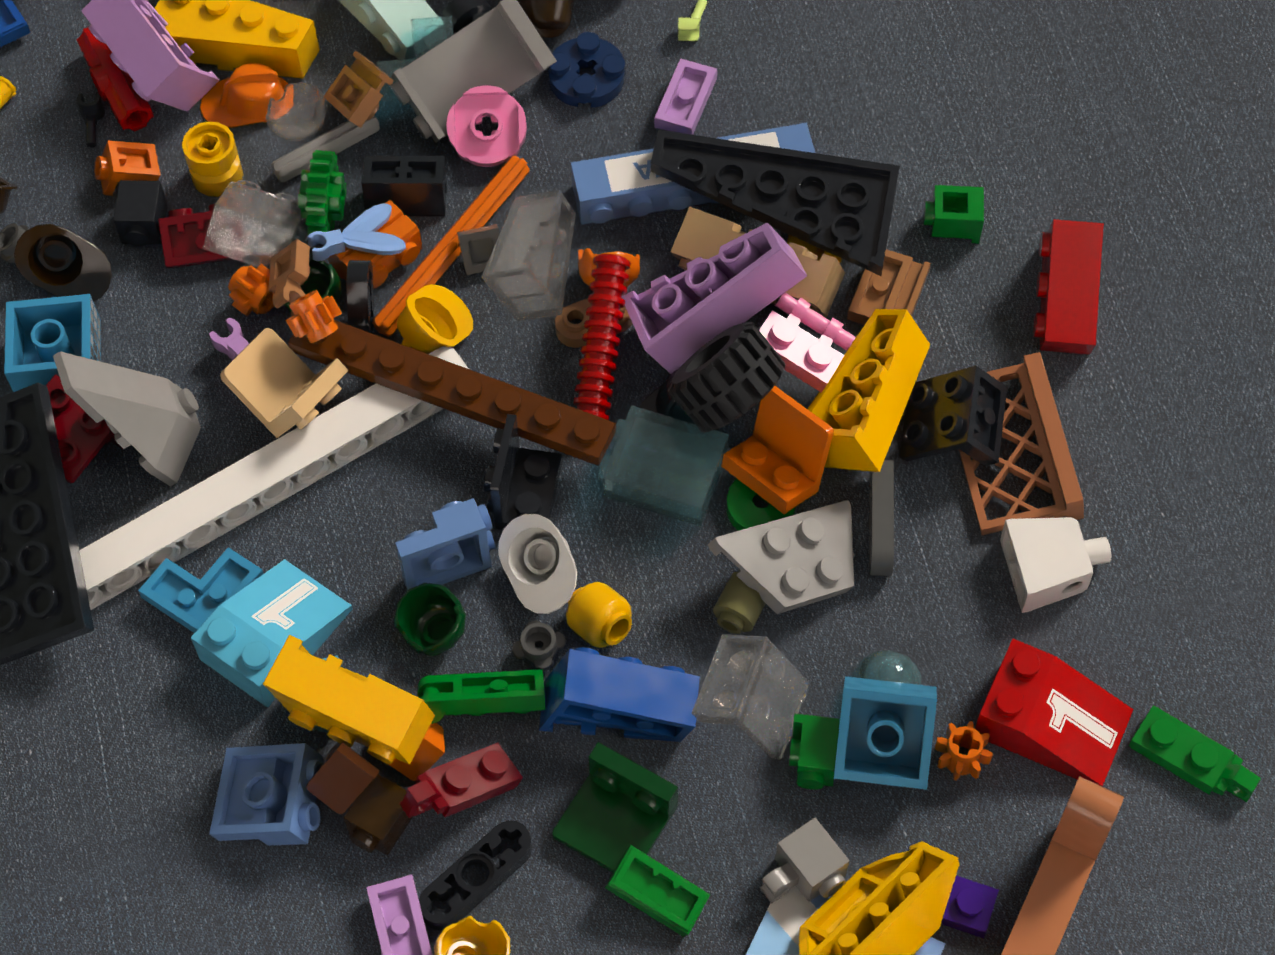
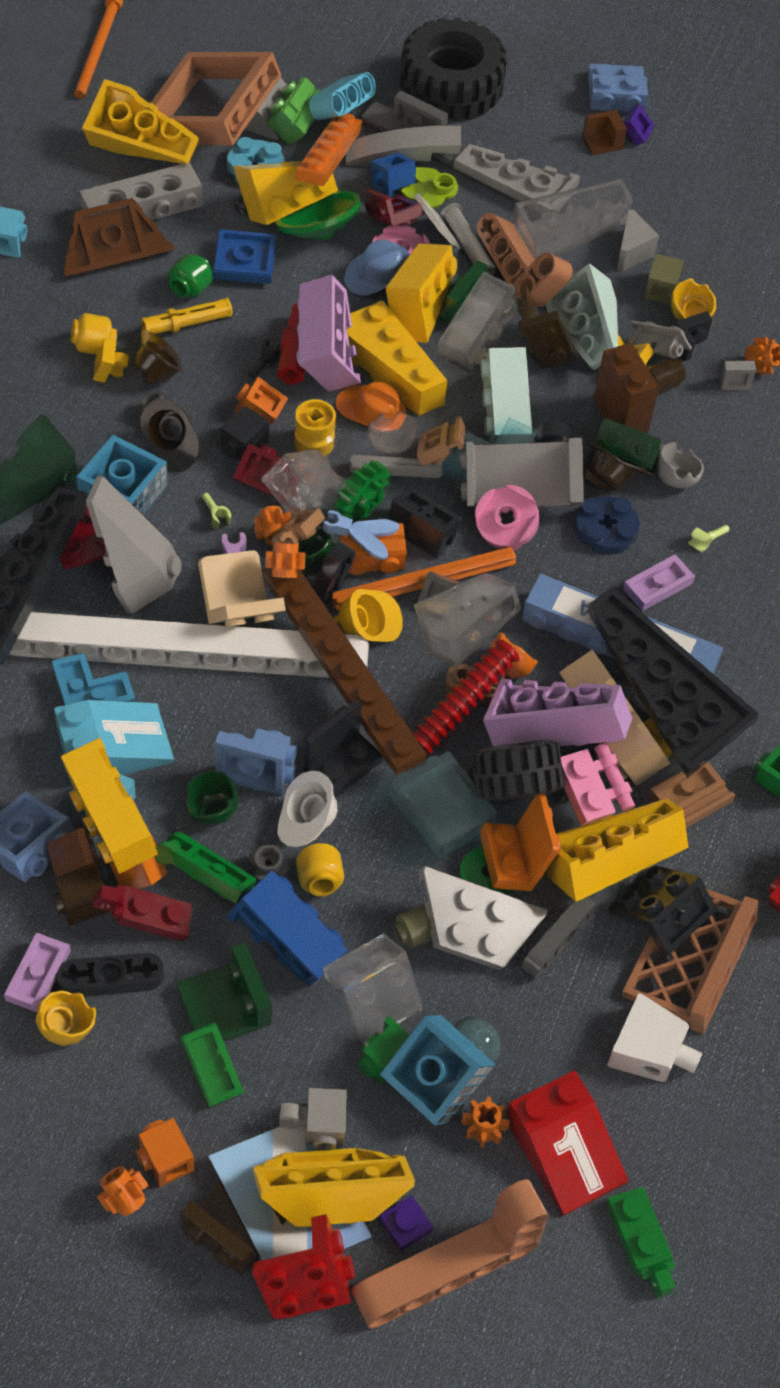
camera: 30 degrees right, 5 degrees down
(178, 315) = (216, 511): none -> yellowish green hand

